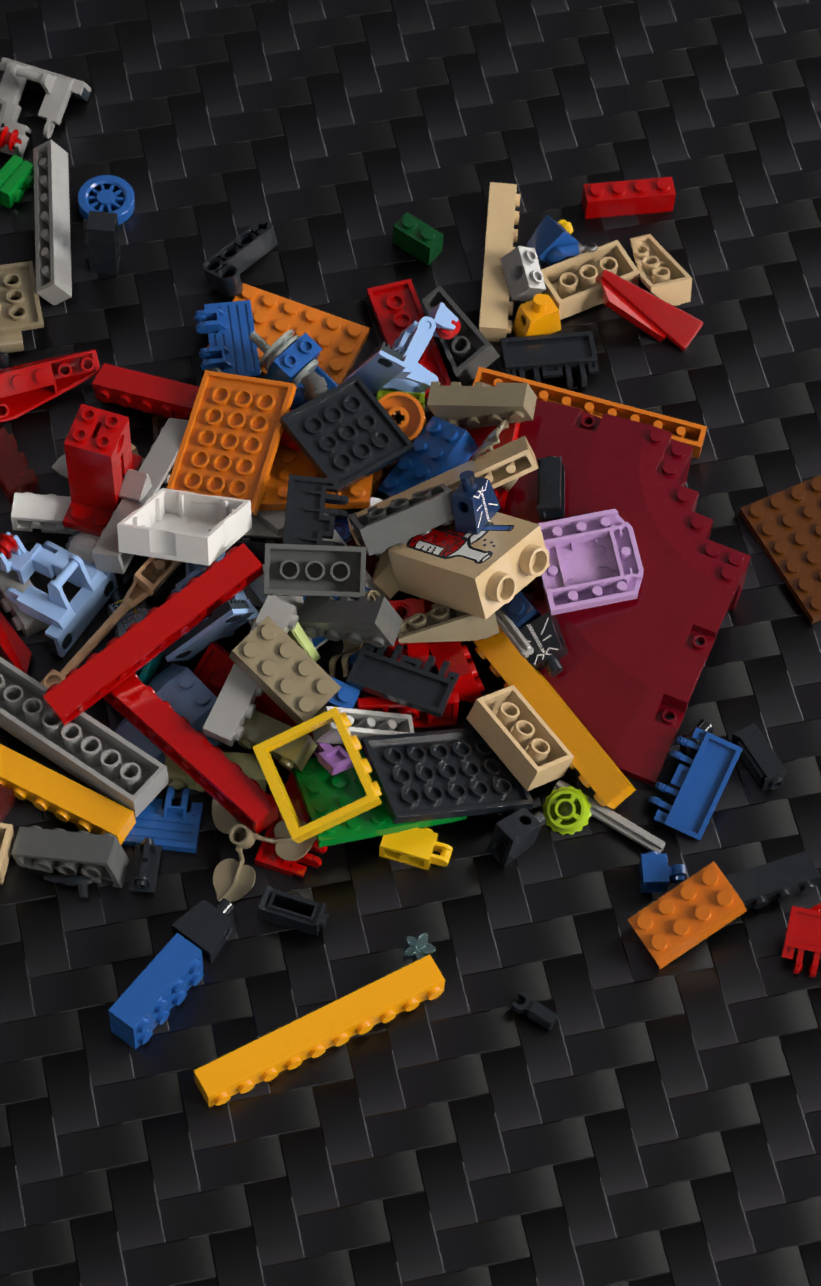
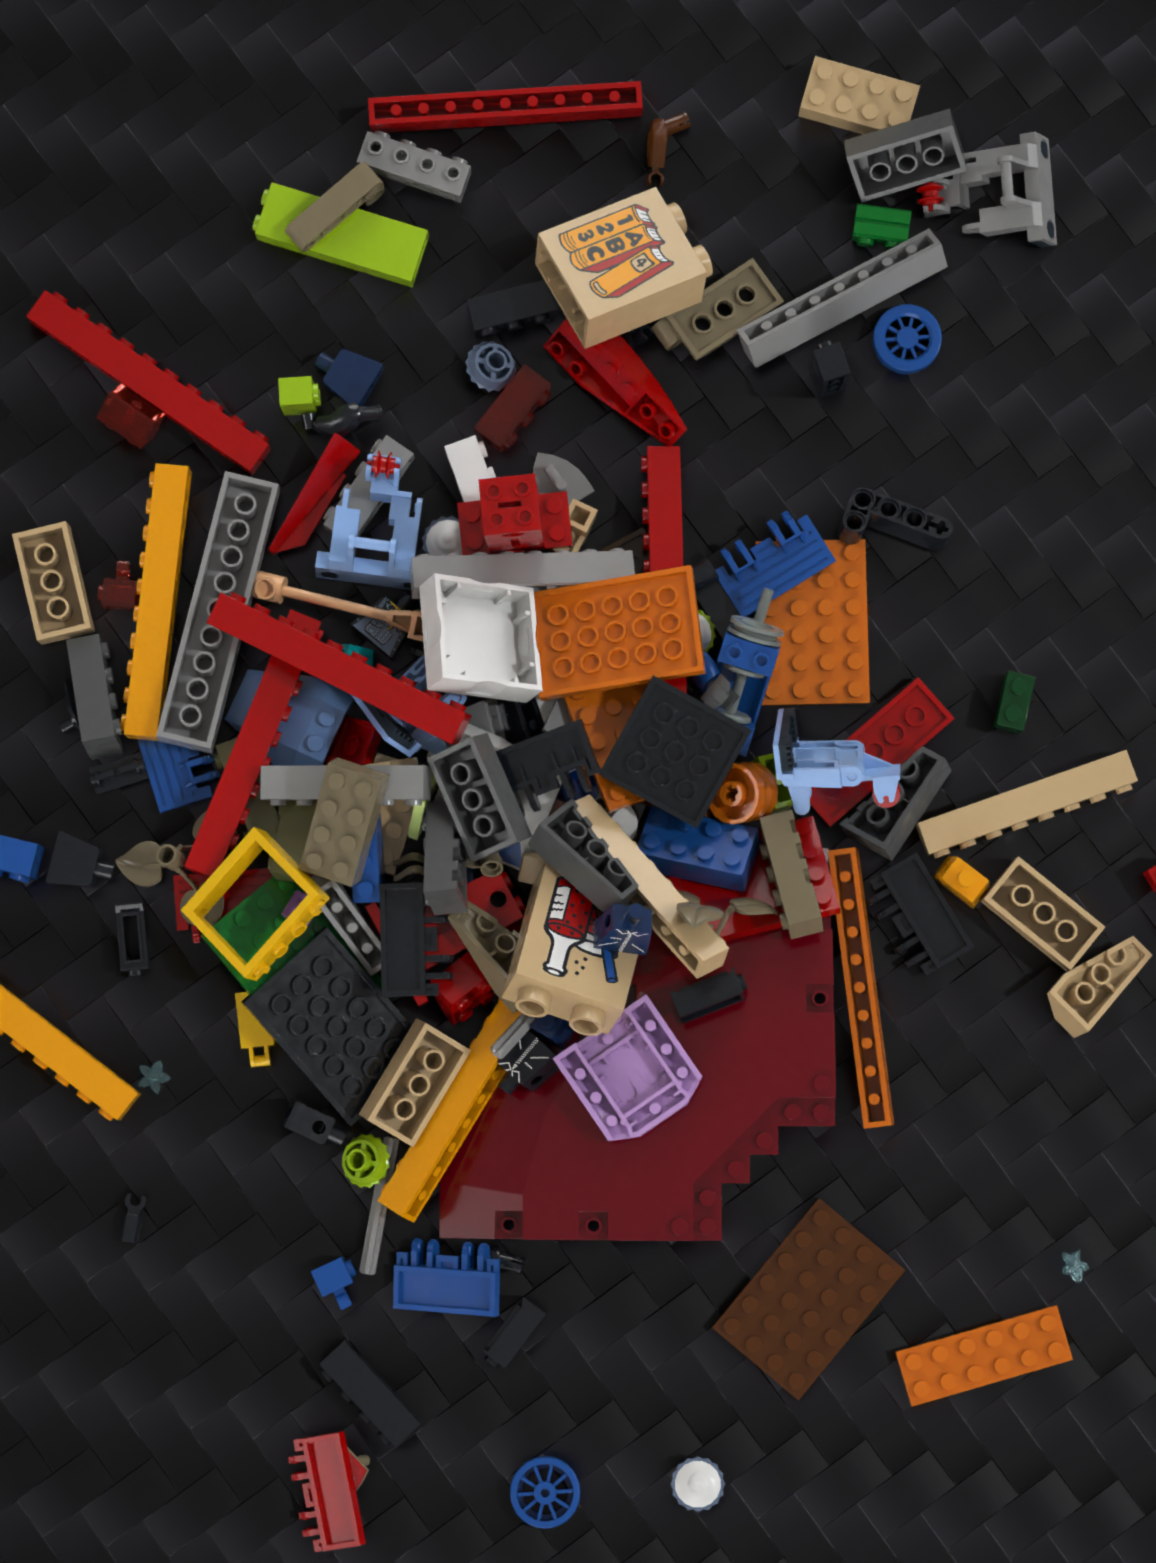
camera: 70 degrees right, 25 degrees up
(135, 485) = (512, 562): light grey slope -> none
(523, 273) = (1007, 842): light grey brick -> none
(554, 242) = (1073, 855): blue torso -> none
(648, 311) = (1024, 998): red wedge -> none
(687, 915) = (289, 1330): orange brick -> none

